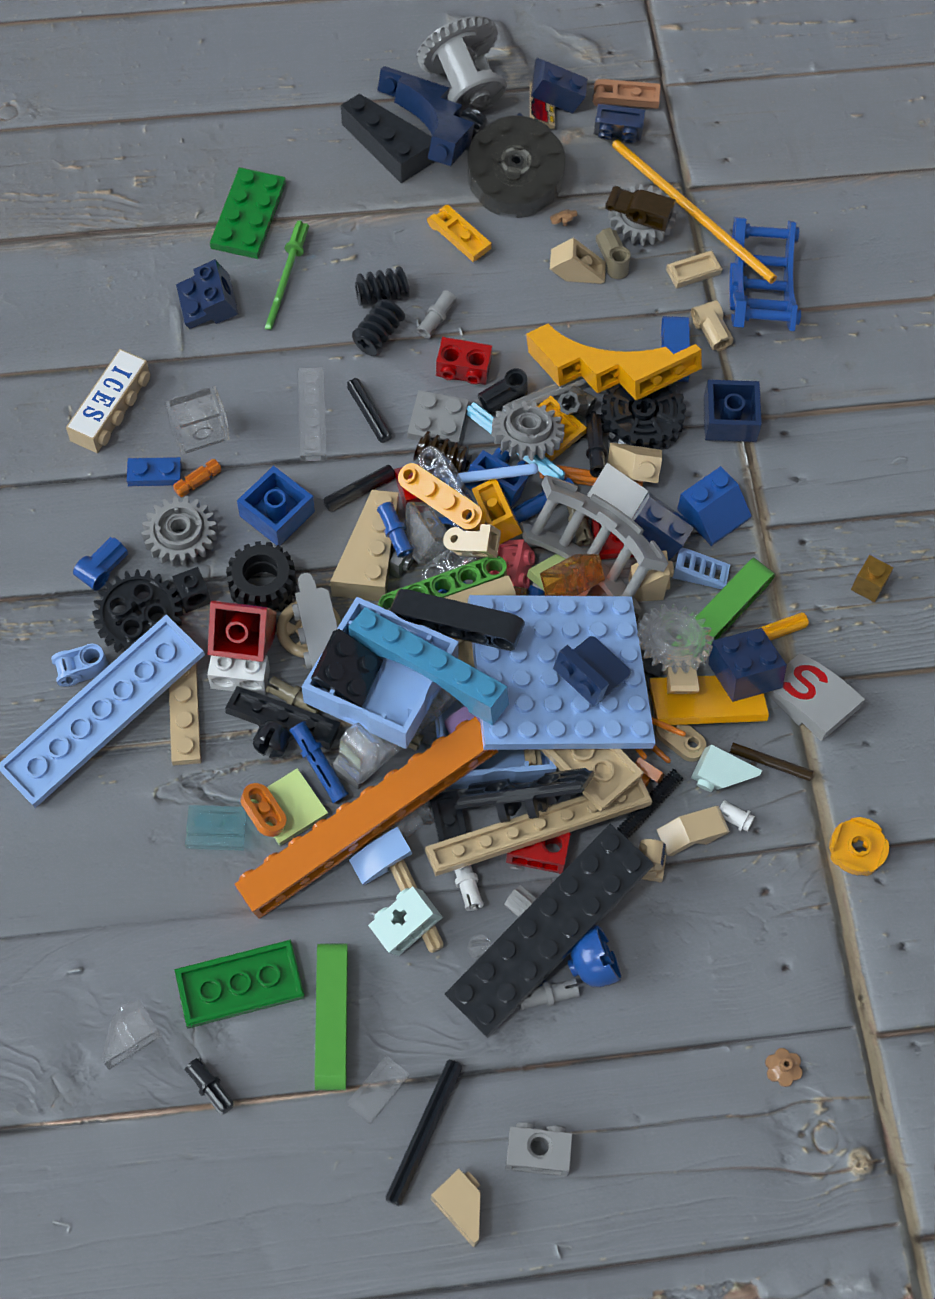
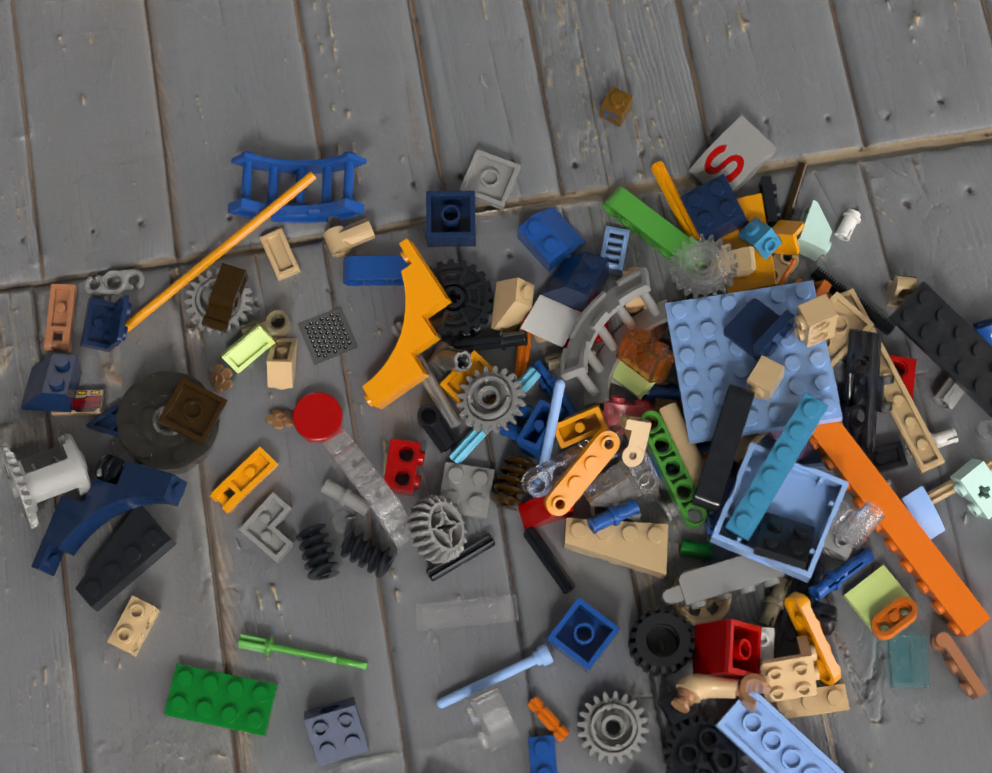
camera: 90 degrees left, 10 degrees up
(203, 591) = (702, 686): none -> piece
(206, 878) = (958, 665): none -> nougat plate
(209, 700) = (792, 675): none -> tan bracket
(257, 713) = (806, 624): none -> light orange plate
(258, 469) = (539, 657): none -> light blue piece
(322, 143) = (133, 626): none -> tan brick
(400, 399) = (437, 529): none -> light grey gear
(410, 245) = (262, 528): none -> light grey plate
(436, 319) = (370, 486): none -> clear beam
(520, 264) = (279, 418): none -> medium nougat plant
(520, 293) = (317, 416): none -> red tile
(521, 172) = (192, 411): none -> dark brown plate
(531, 664) = (765, 378): none -> tan brick
(592, 234) = (248, 348): none -> yellowish green tile
(596, 715) = (815, 321): none -> tan brick
(607, 309) = (328, 336): none -> dark grey sticker
(670, 143) = (124, 275): none -> light grey piece
(693, 828) = (867, 255): tan slope -> none
(710, 702) = (761, 237): none -> dark azure bracket
(716, 733) = (787, 233): none -> light orange panel
(749, 730) = (769, 194): none -> black plate
(780, 454) = (490, 179): none -> light grey plate
(847, 857) = (854, 138): light orange plate -> none

